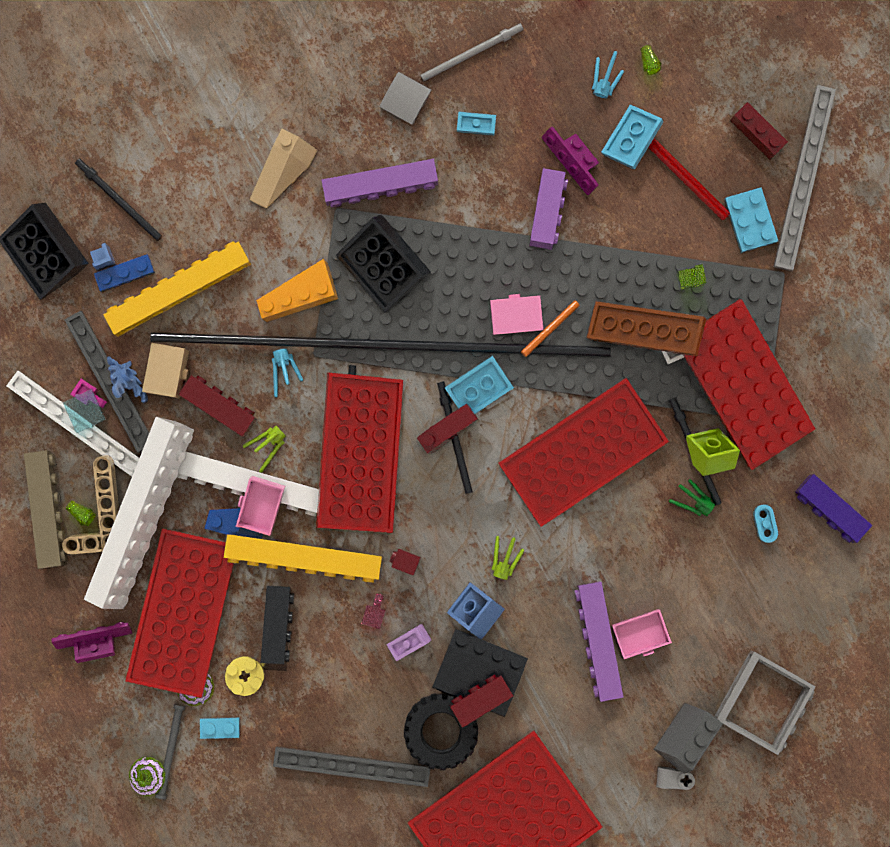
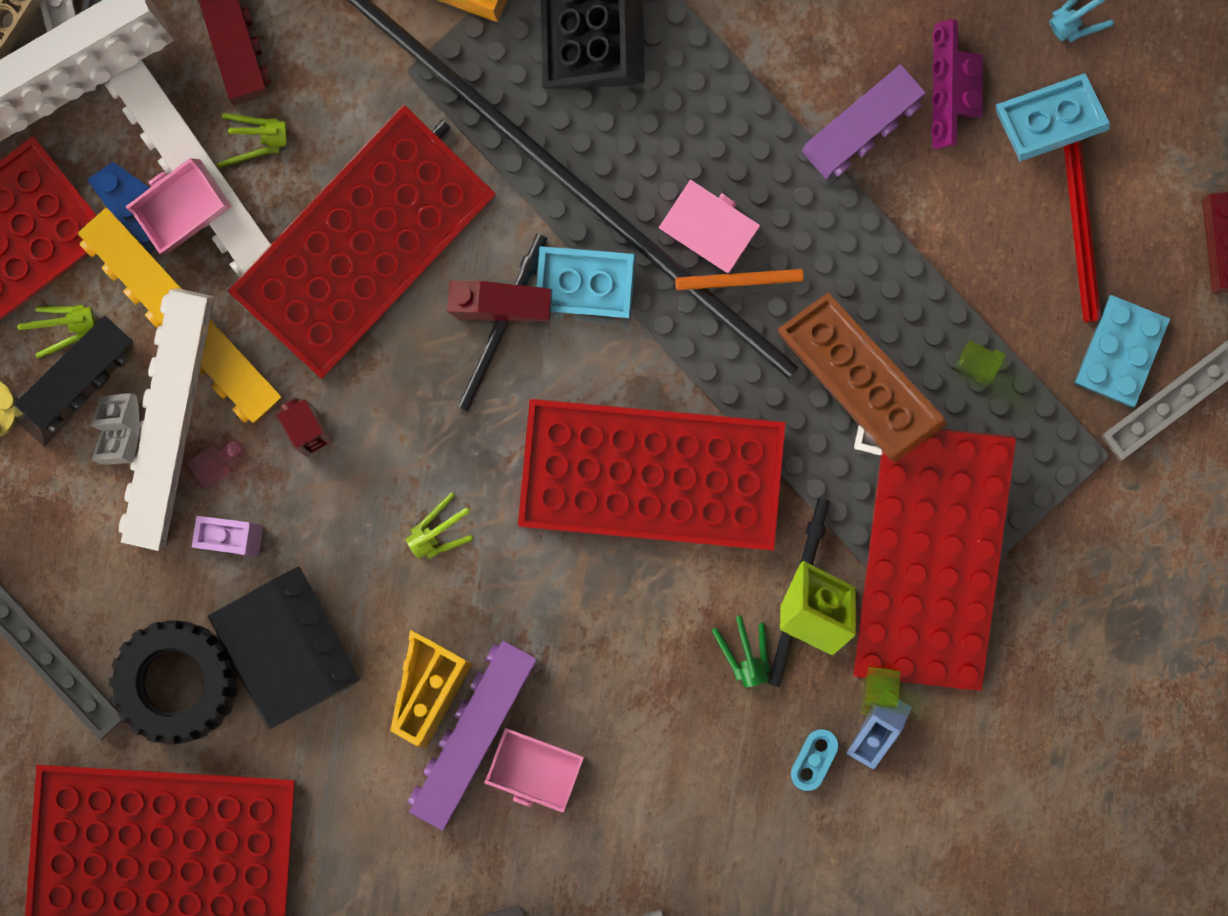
camera: 45 degrees right, 0 degrees up
(255, 598) = (79, 321): none -> lime plant
(282, 359) = (360, 42): medium azure plant -> none
(317, 633) = (119, 425): none -> light grey slope
(337, 610) = (166, 418): none -> white brick
(475, 611) = (345, 566): medium blue slope -> none
(480, 700) = (252, 680): dark red brick -> none
(561, 635) = (427, 689): none -> yellow wedge
(651, 63) = (1158, 39): clear neon green cone -> none
(770, 466) = (880, 689): none -> clear neon green panel
(784, 485) = (878, 733): none -> medium blue slope
(833, 509) = (918, 813): dark purple brick -> none

